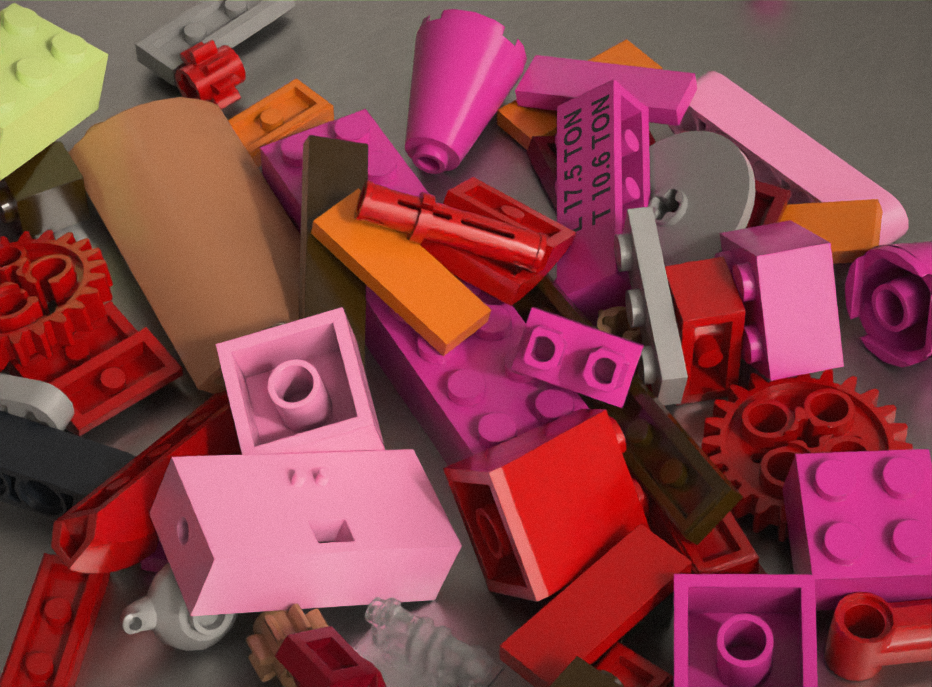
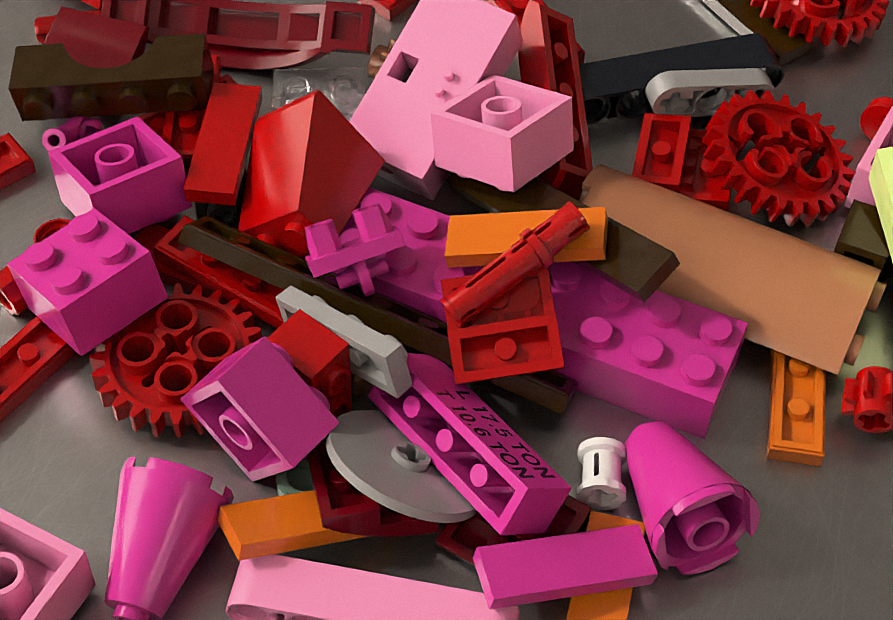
camera: 140 degrees right, 5 degrees up
(496, 153) = (601, 473): none -> bush

